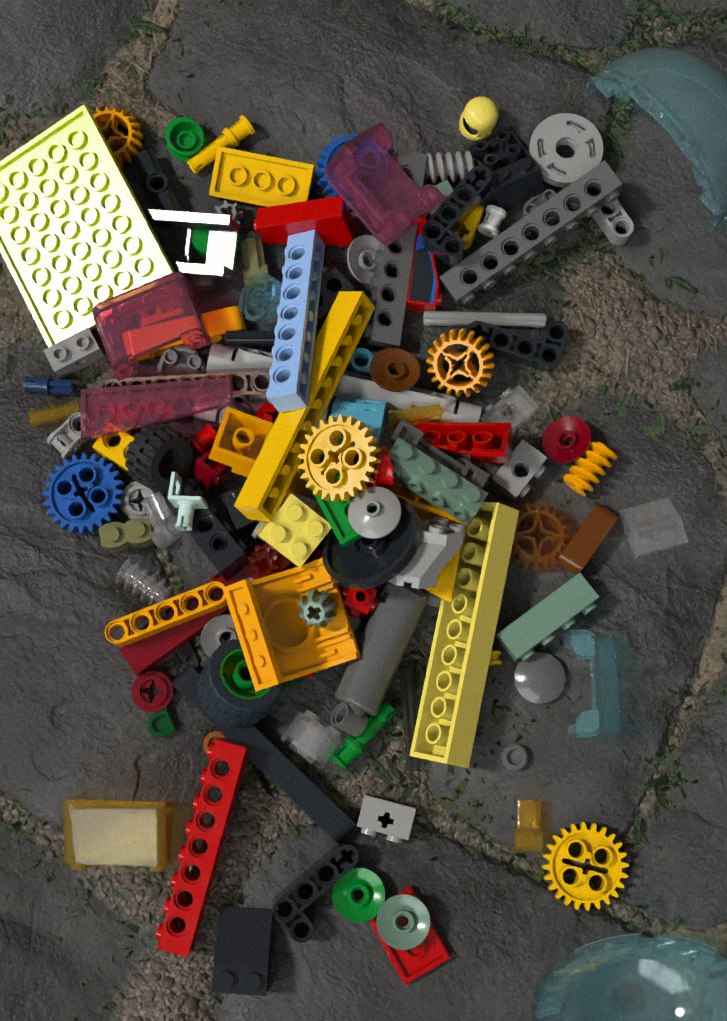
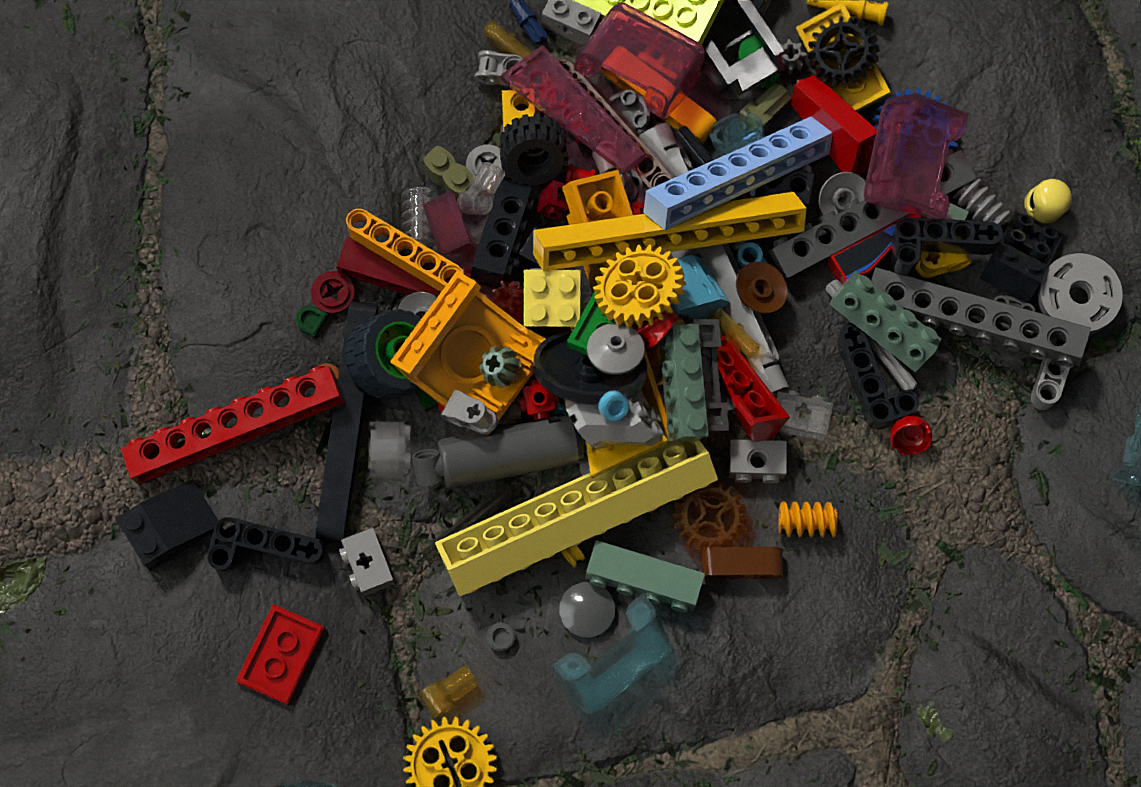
camera: 50 degrees right, 5 degrees down
(64, 505) = (435, 107): blue gear -> none
(118, 833) = (194, 349): clear yellow windscreen -> none
(168, 566) = (447, 224): none -> clear pink slope
(185, 503) = (509, 198): light aqua bracket -> none
(240, 162) = (854, 51): none -> black gear
(334, 659) = (469, 413): none -> light grey piece
(354, 745) = (411, 492): green pin -> none
(363, 909) = (284, 572): green dish -> none
(403, 936) = (278, 627): sand green dish -> none
(422, 547) = (614, 406): none -> medium azure tile
(467, 369) = (809, 320): light orange gear -> none
(485, 300) = (885, 321): none -> sand green brick
(492, 221) = (964, 278): white bush -> none
(559, 433) = (816, 481): dark red dish -> none
(581, 347) = (910, 435): none -> red hair
(653, 528) = (794, 613): clear slope -> none

